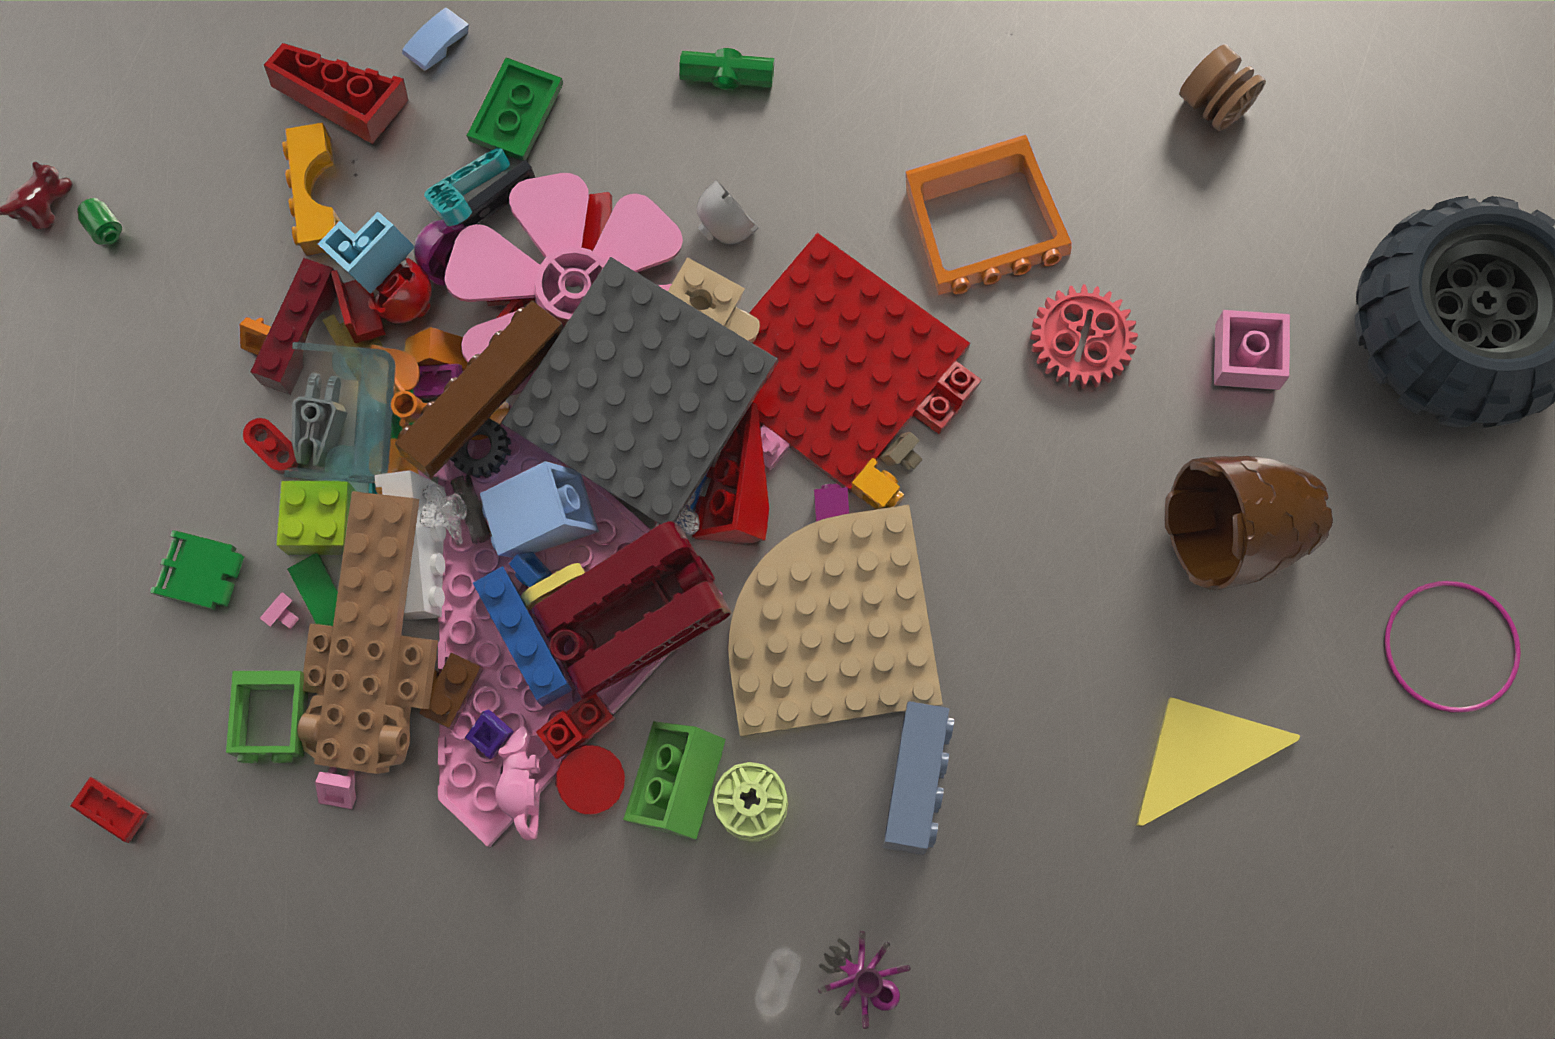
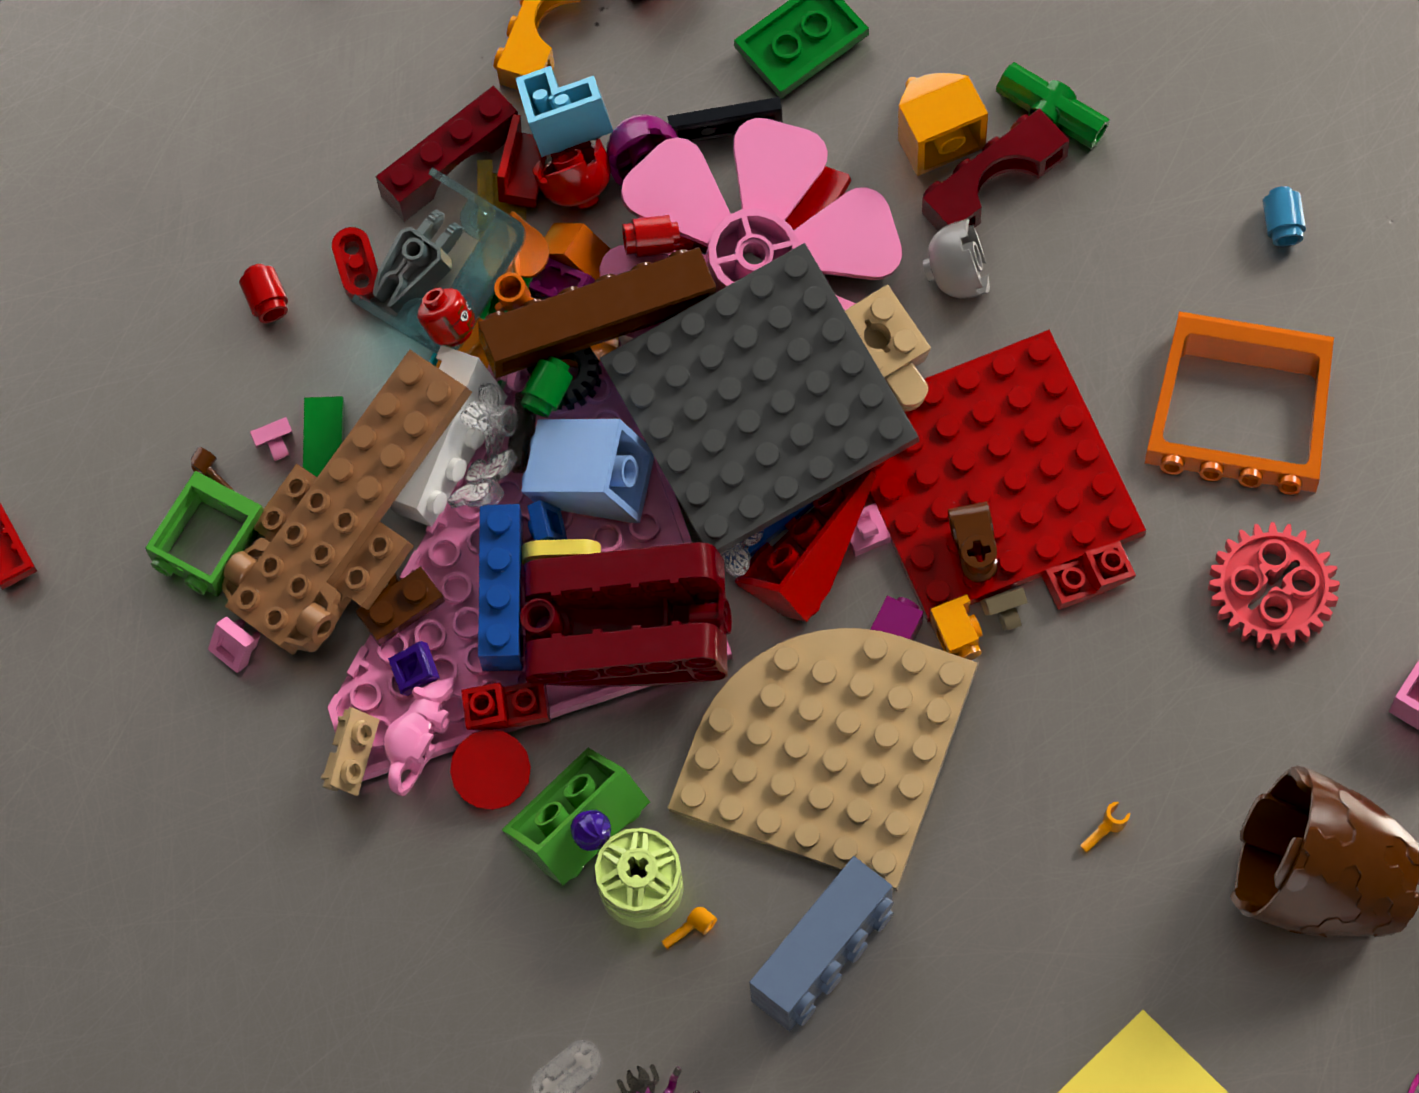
camera: 30 degrees right, 5 degrees down
(198, 571) = (215, 354): green plate -> none
(211, 504) = (264, 293): none -> red brick
(234, 661) = (202, 462): none -> reddish brown hand
(253, 334) = (399, 139): orange tile -> none
(313, 517) = (357, 357): lime brick -> none
(367, 451) = (446, 316): none -> red head
(447, 195) = (676, 93): teal beam -> none
(464, 565) = (482, 481): none -> clear animal
(473, 465) = (546, 386): none -> green brick
(473, 811) = (354, 743): none -> tan hinge
(489, 310) = (650, 236): none -> red brick
(654, 118) = (940, 120): none -> light orange piece
(696, 787) = (590, 830): none -> dark purple plate
(727, 108) = (1029, 147): none -> dark red arch
(811, 807) = (699, 919): none -> light orange hand
(851, 411) = (974, 536): none -> reddish brown piece
(937, 66) = (1284, 216): none -> dark azure brick
(1066, 572) = (1108, 824): none -> light orange hand

